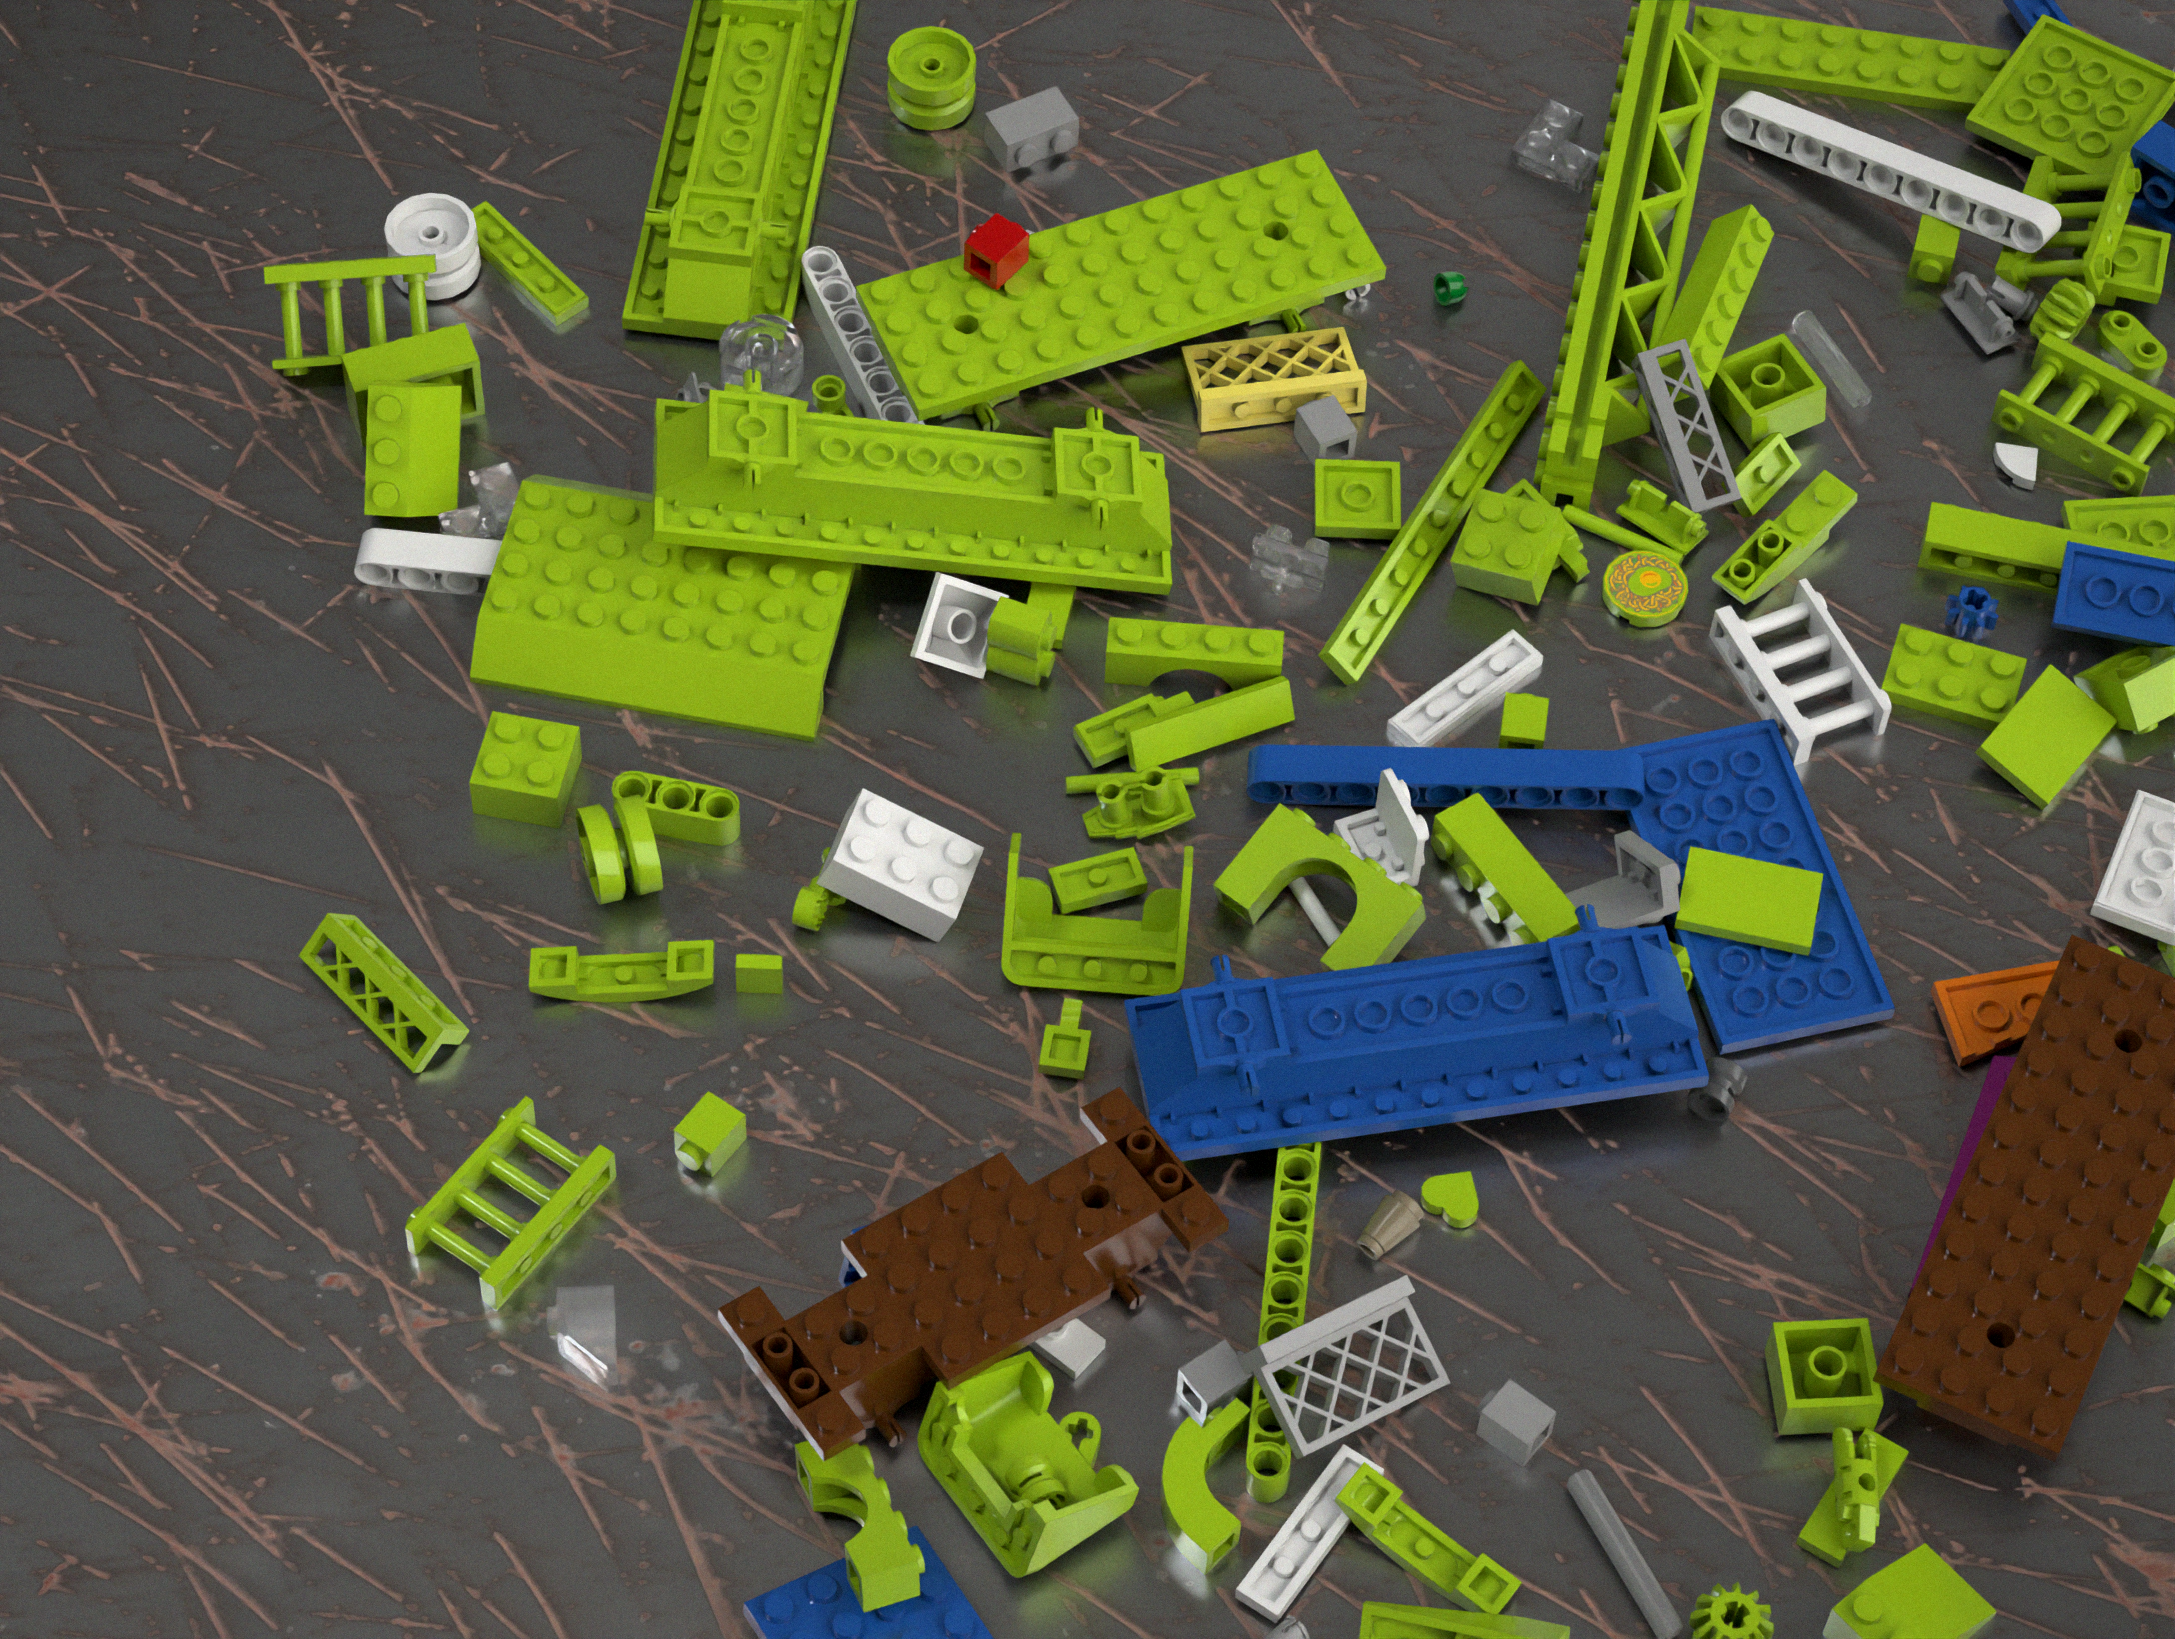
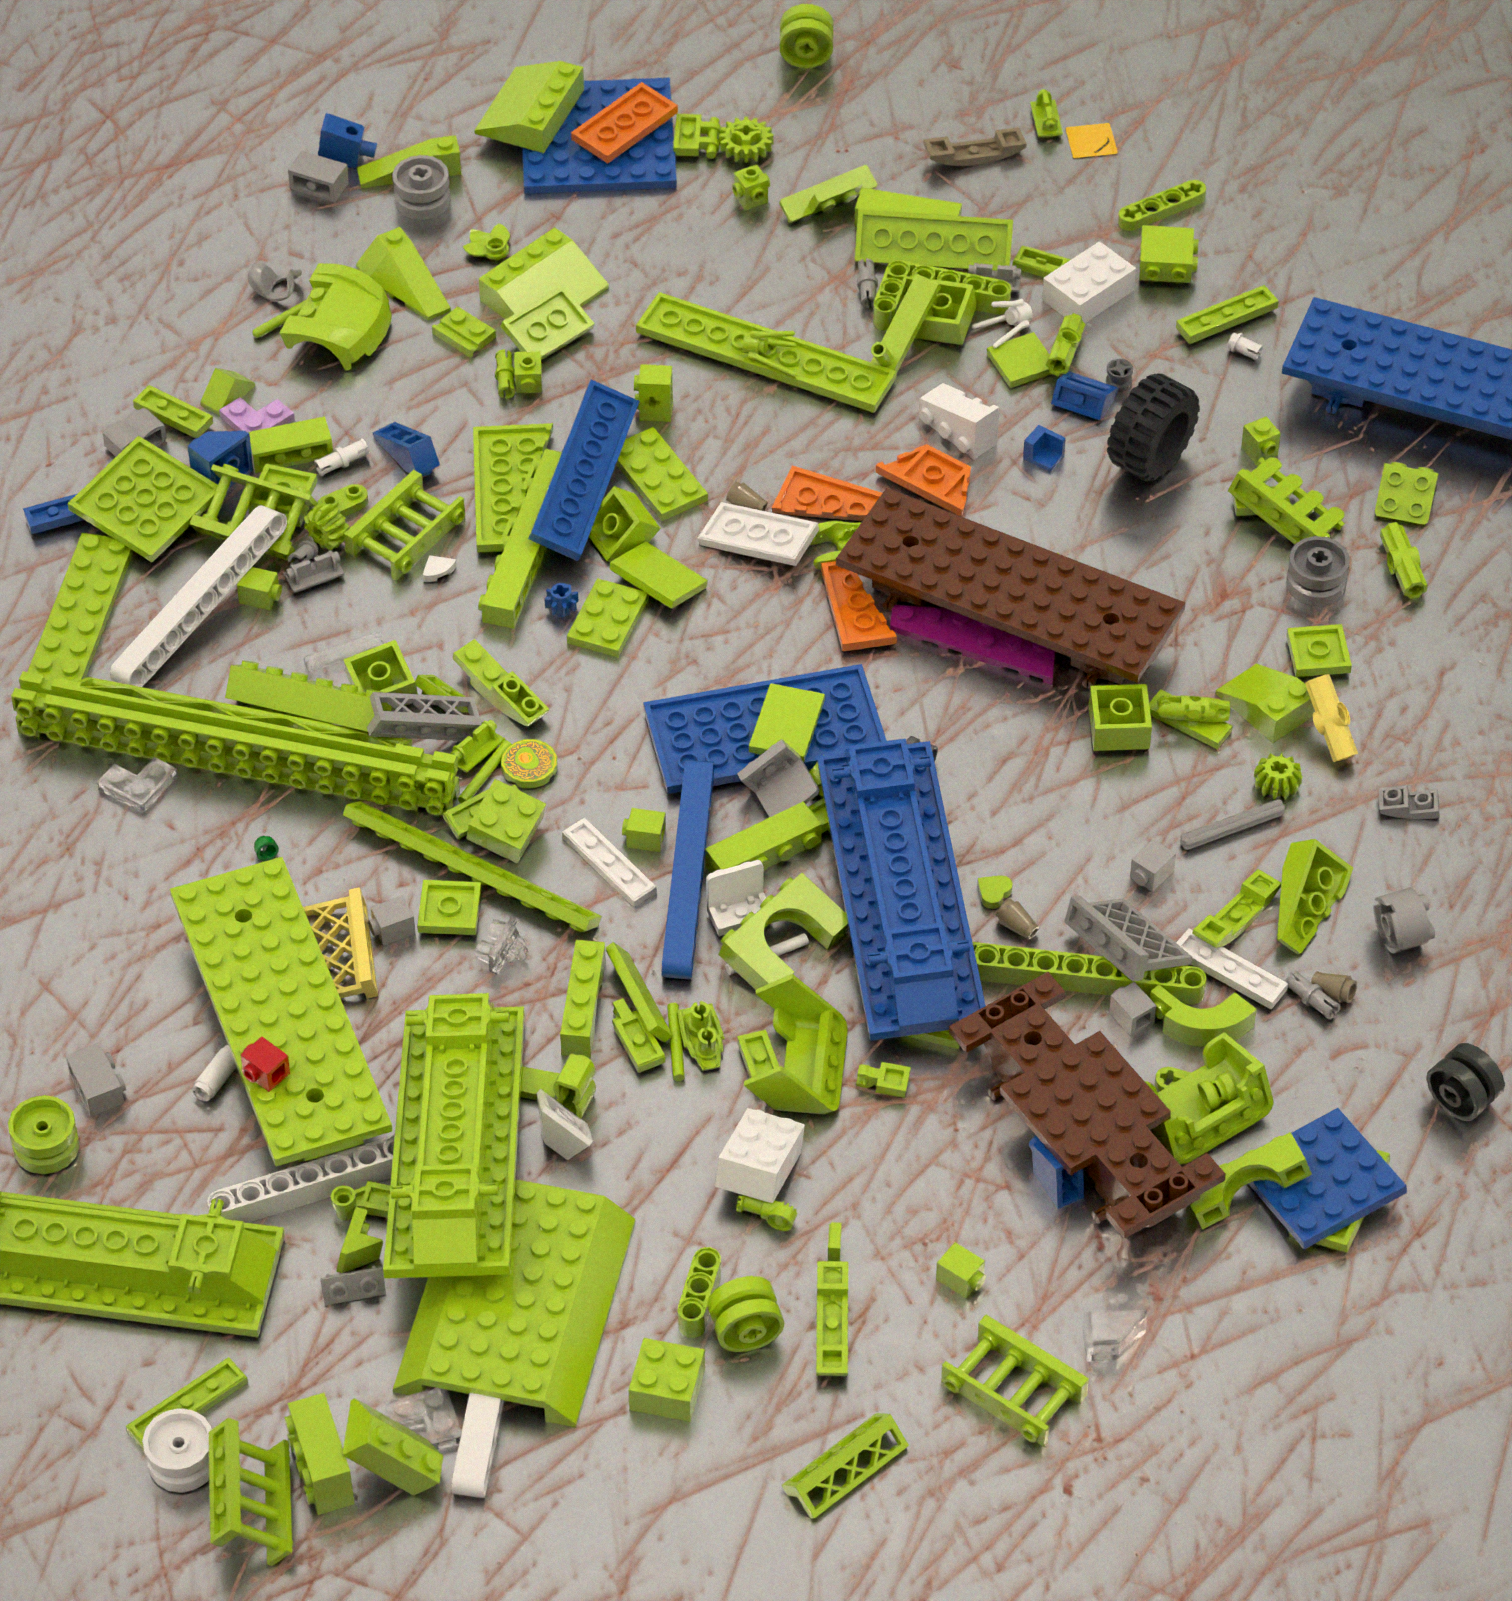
camera: 85 degrees left, 5 degrees down
(766, 346) = (311, 1240): clear brick -> none
(1777, 700) = (610, 708): white fence -> none

